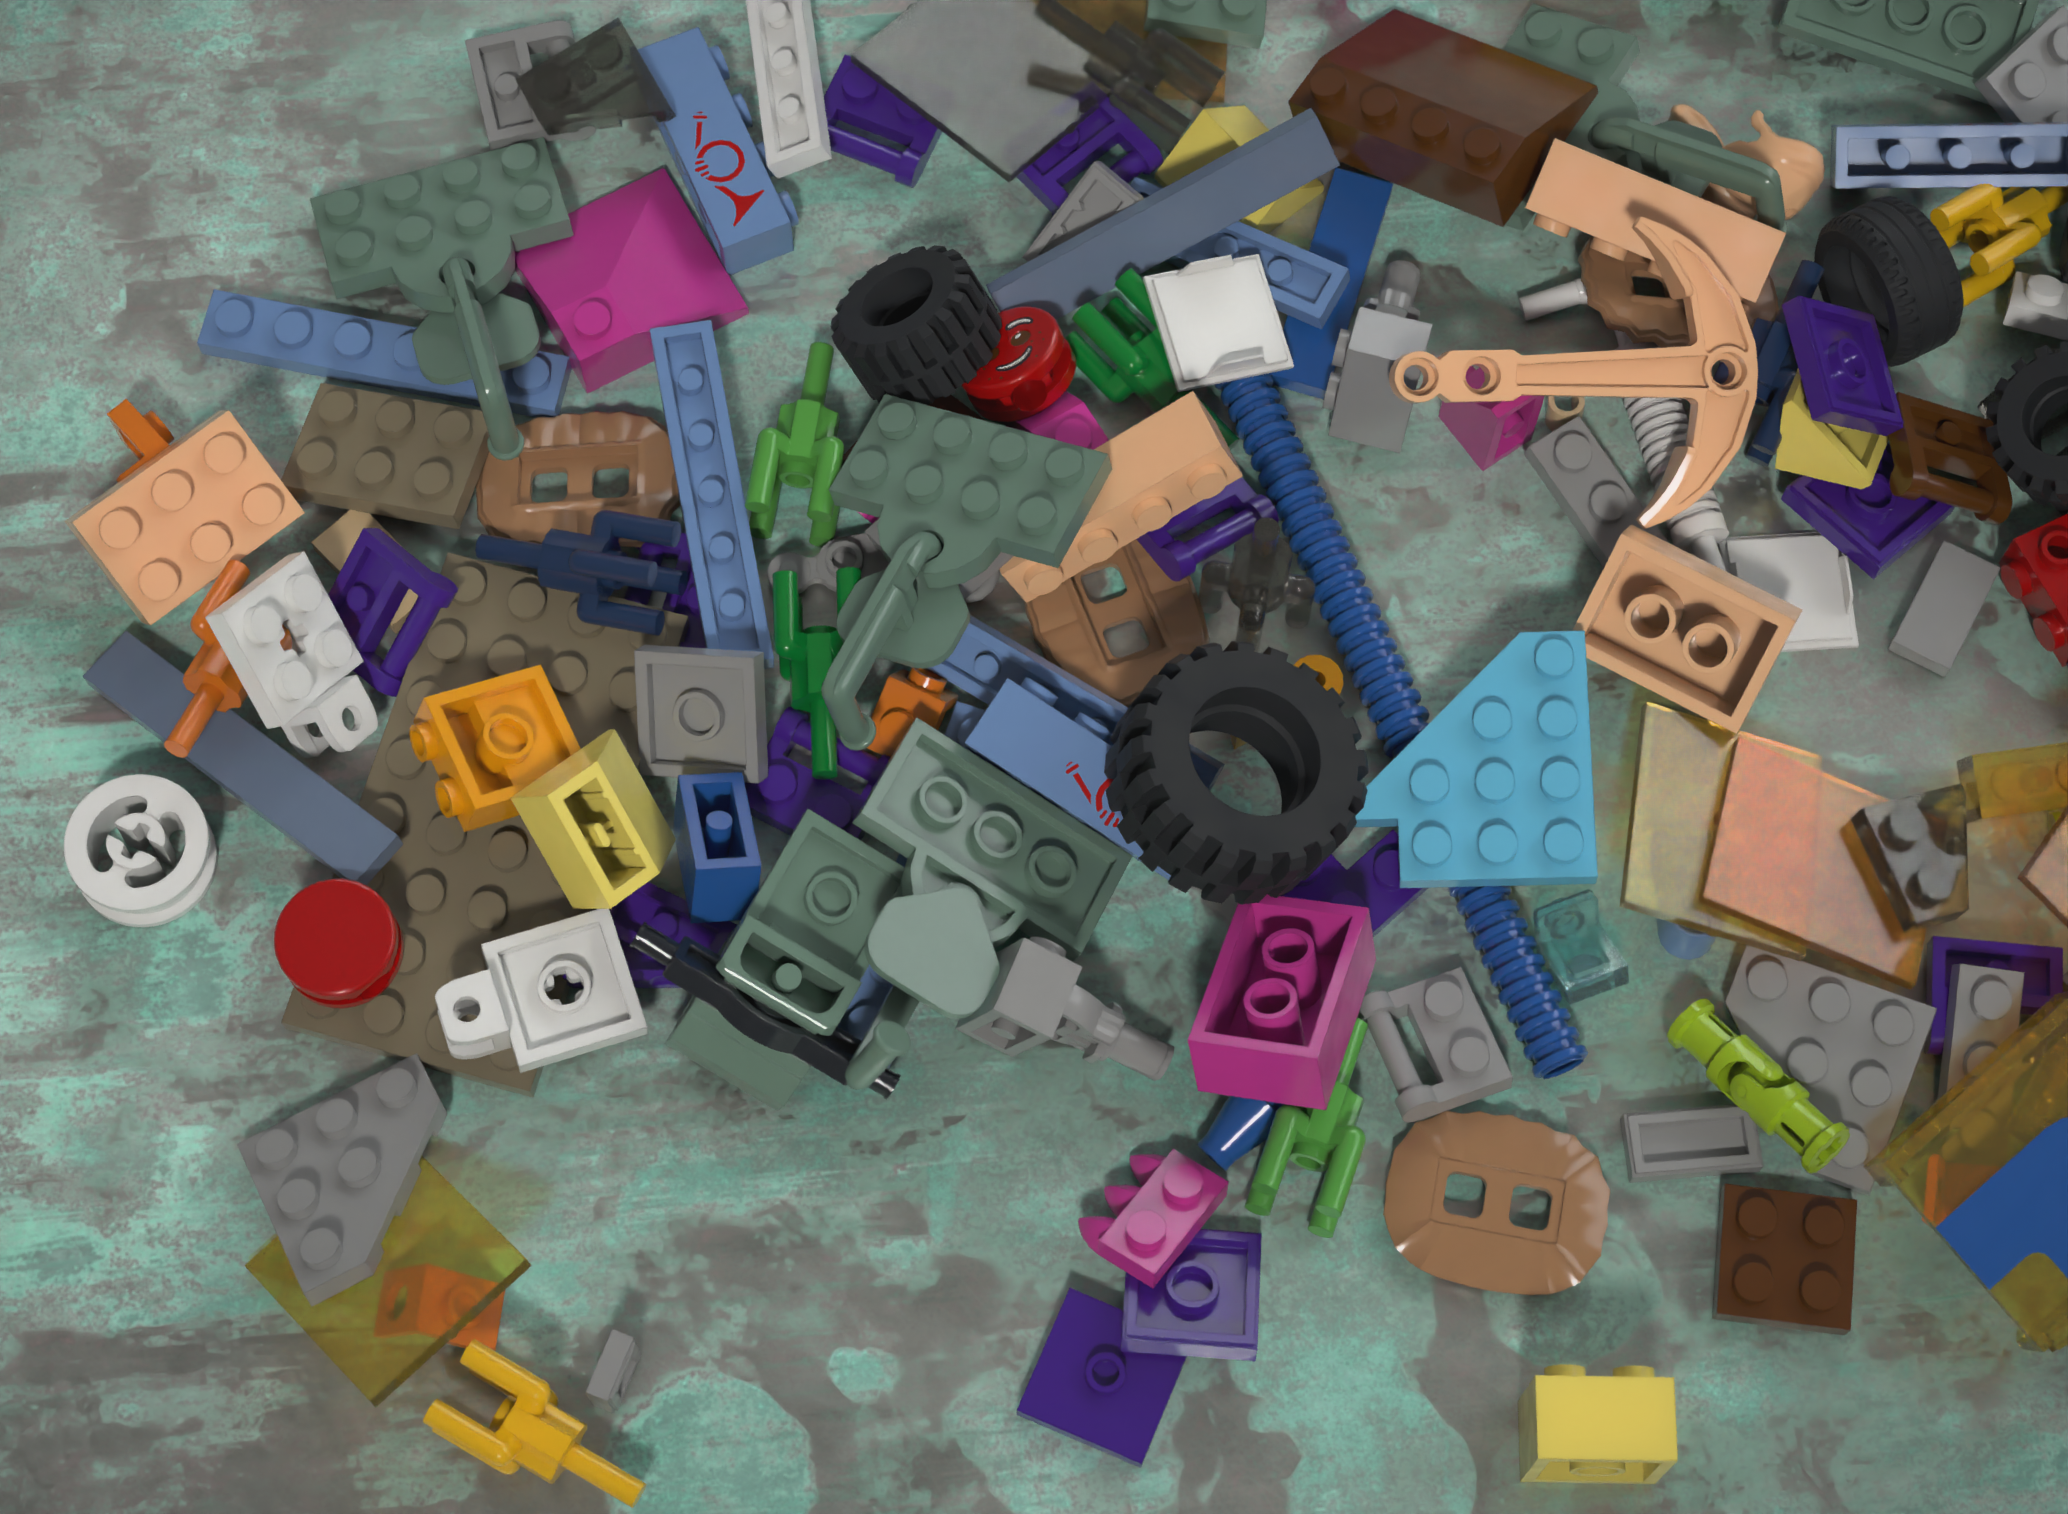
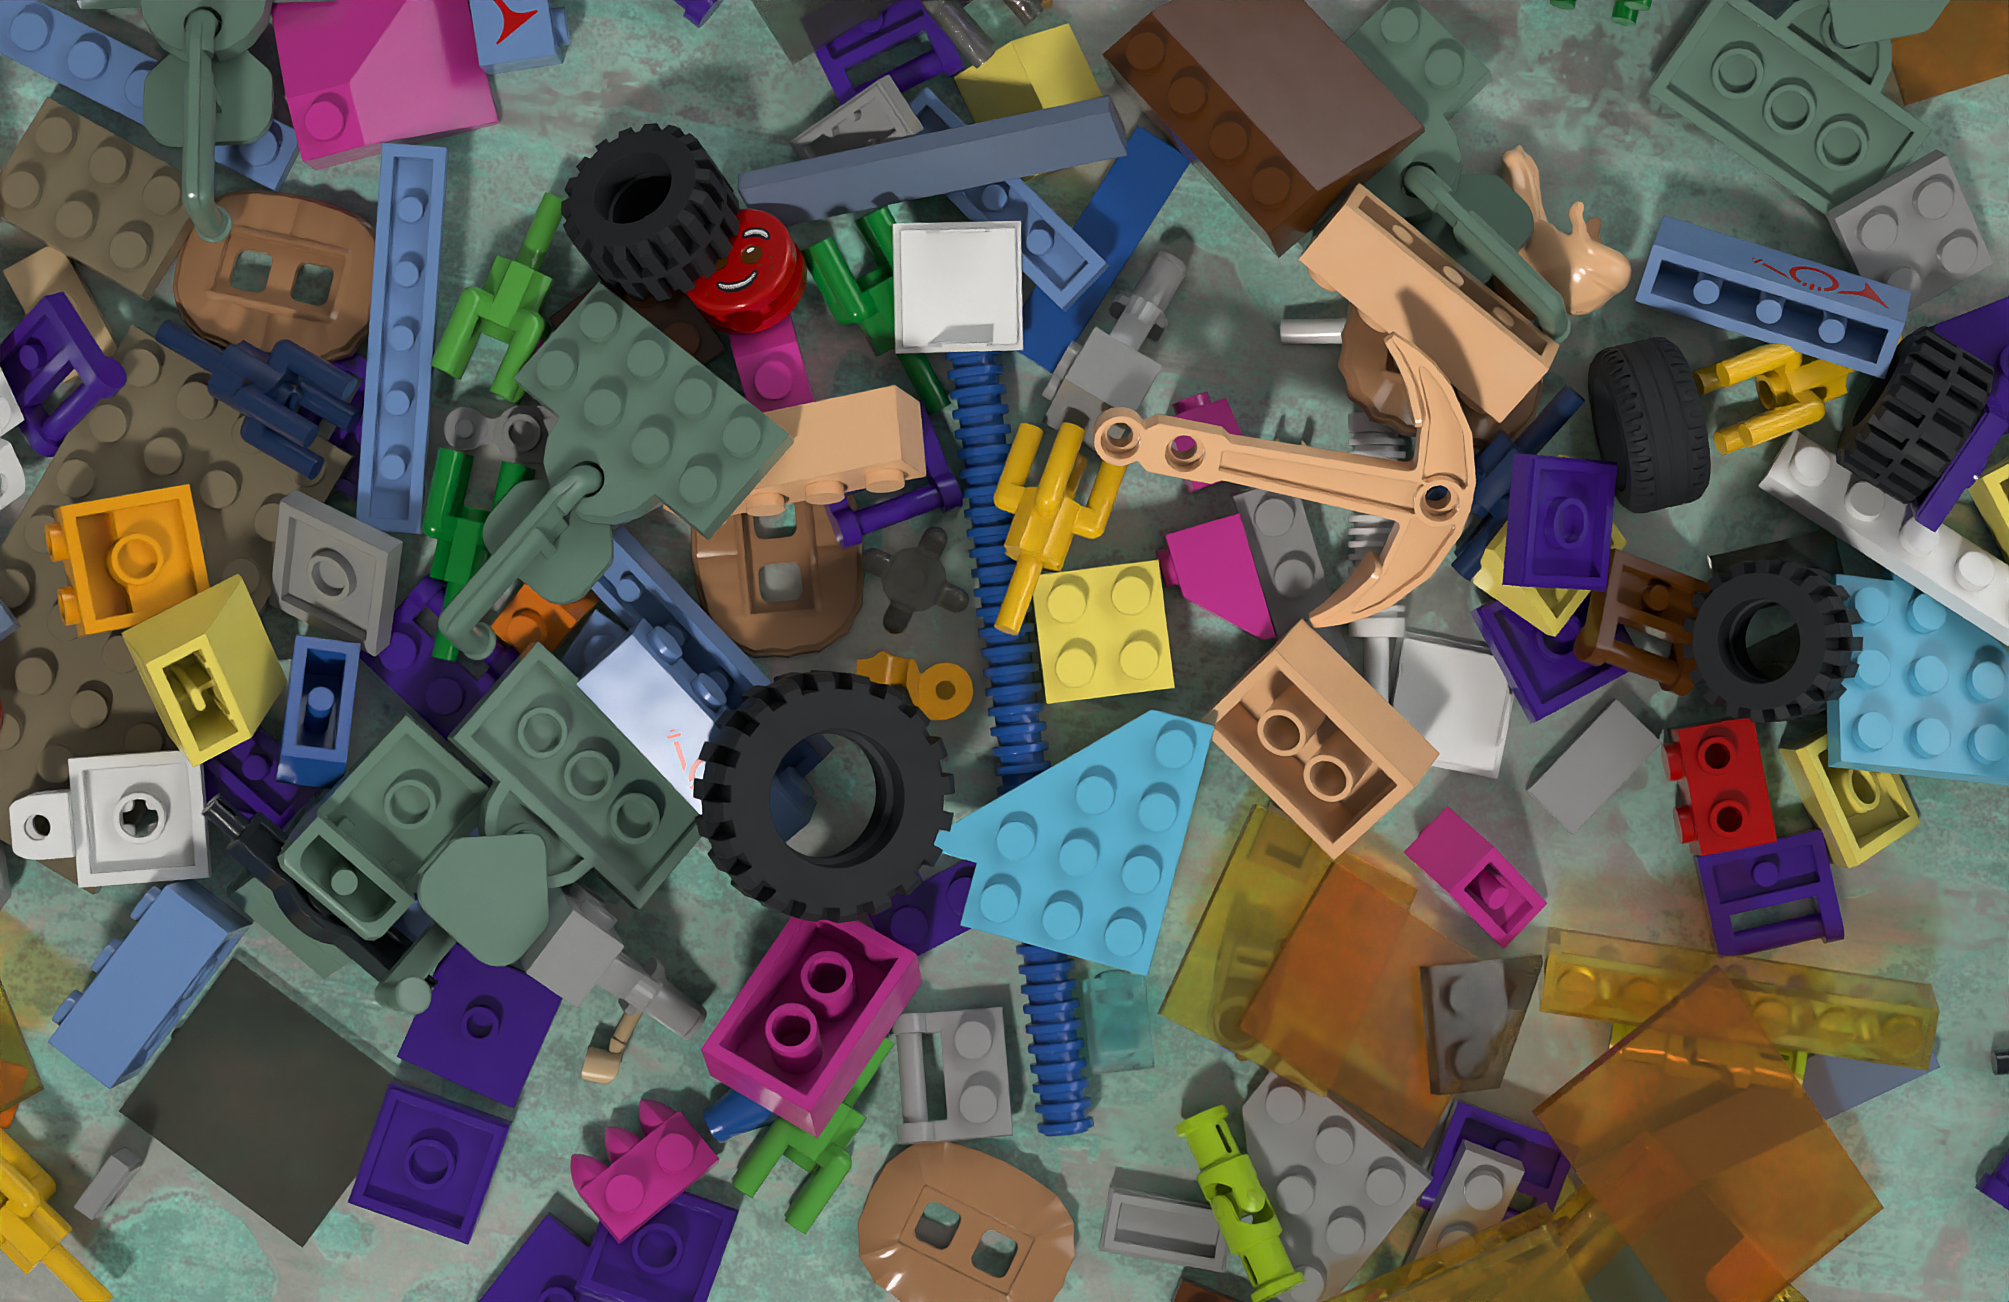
camera: 15 degrees right, 20 degrees up
(609, 1143) = (147, 980): none -> medium blue brick
(755, 1258) = (263, 1101): none -> clear smoke piece
(936, 1266) = (430, 1162): none -> dark purple plate
(952, 1121) = (481, 1026): none -> dark purple plate
(1083, 1128) = (603, 1064): none -> tan hand
(1364, 489) = (1047, 514): none -> yellow plant
(1446, 594) = (1102, 632): none -> light yellow brick
(1538, 522) = (1217, 574): none -> dark pink slope
(1873, 726) = (1475, 877): none -> dark pink slope

